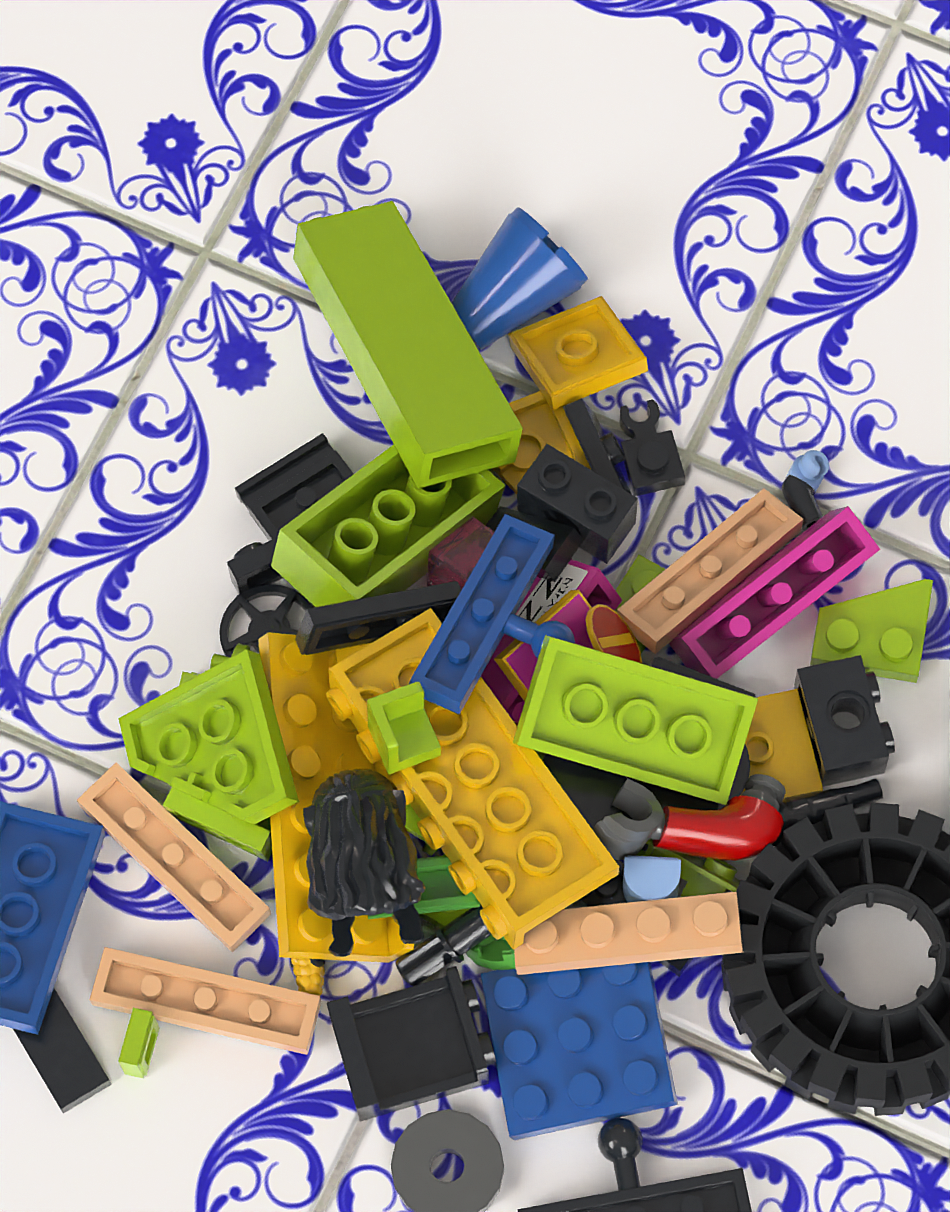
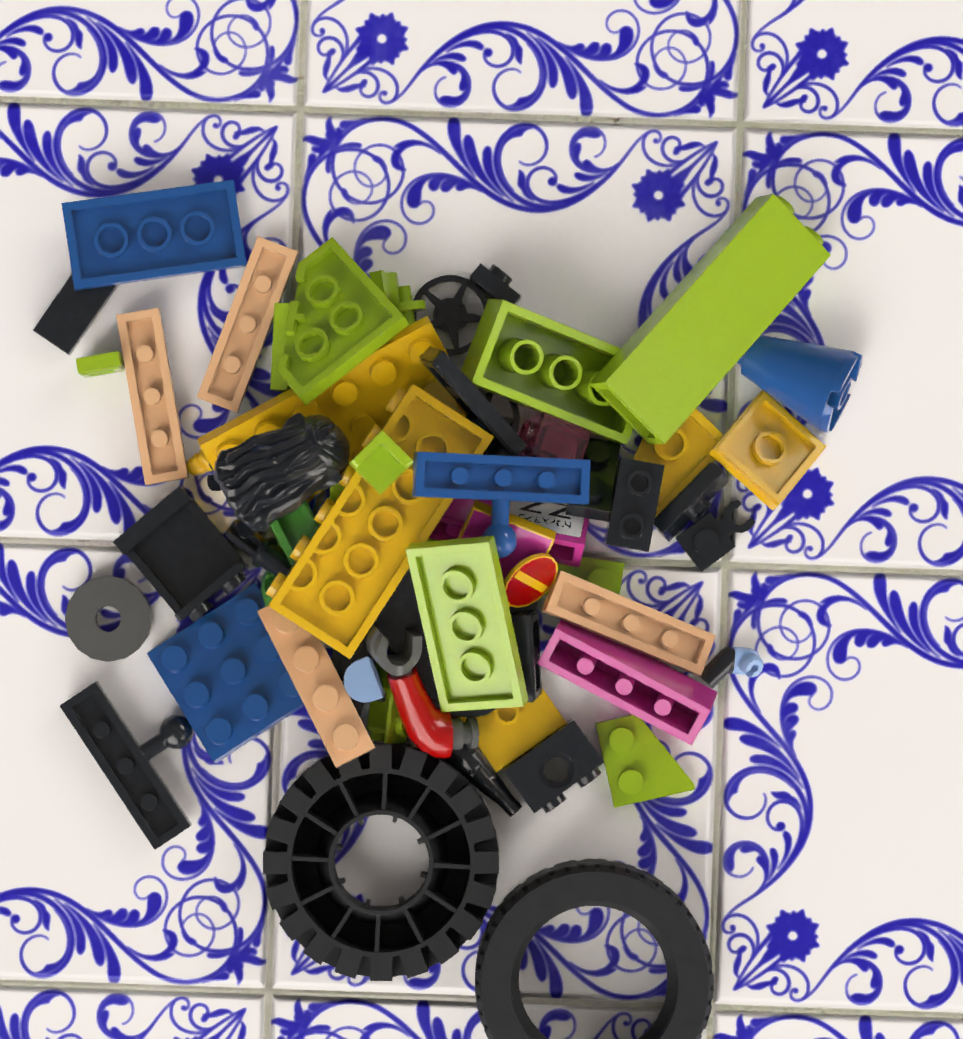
camera: 65 degrees right, 20 degrees up
(292, 485) = (567, 288): black plate -> none

